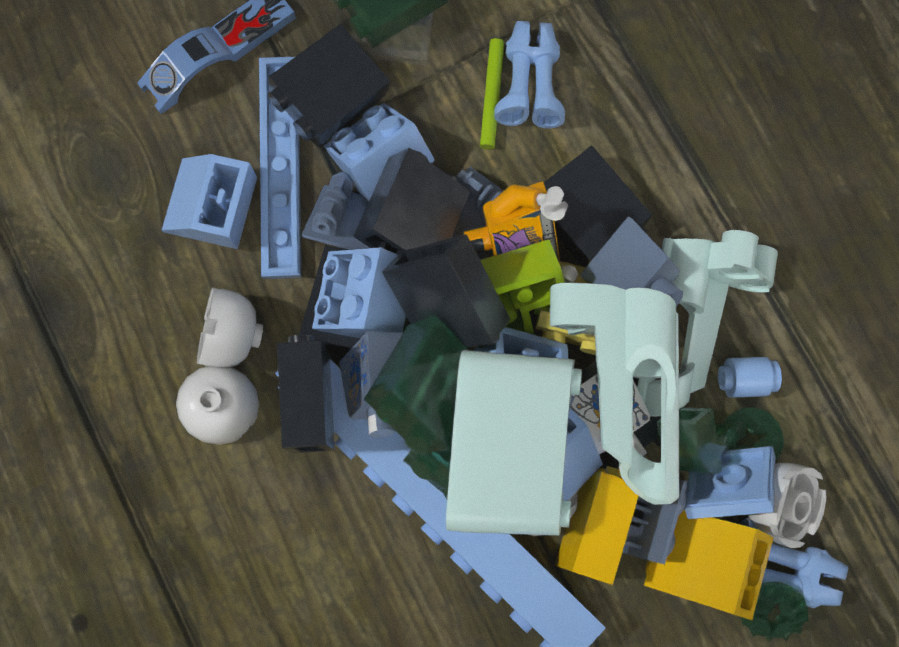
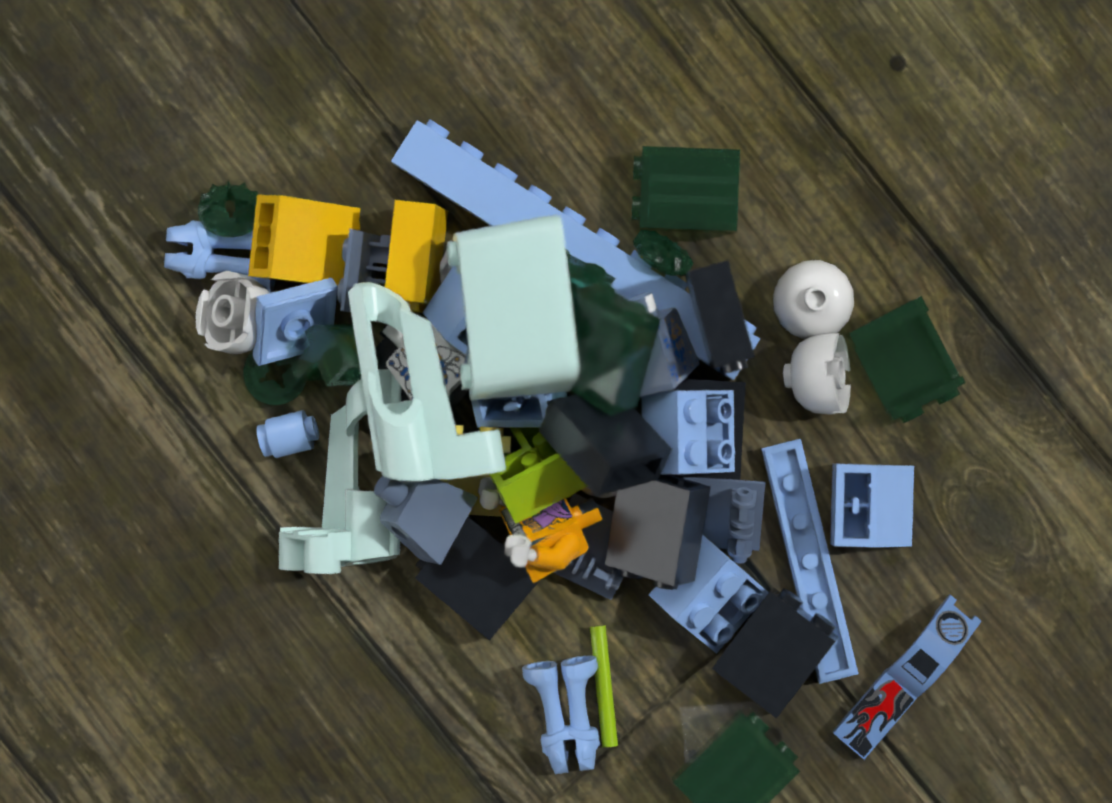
camera: 170 degrees right, 10 degrees up
(143, 328) = (906, 360): none -> clear green panel
(313, 538) = (687, 189): none -> clear green brick
(352, 477) = (662, 253): none -> clear green gear

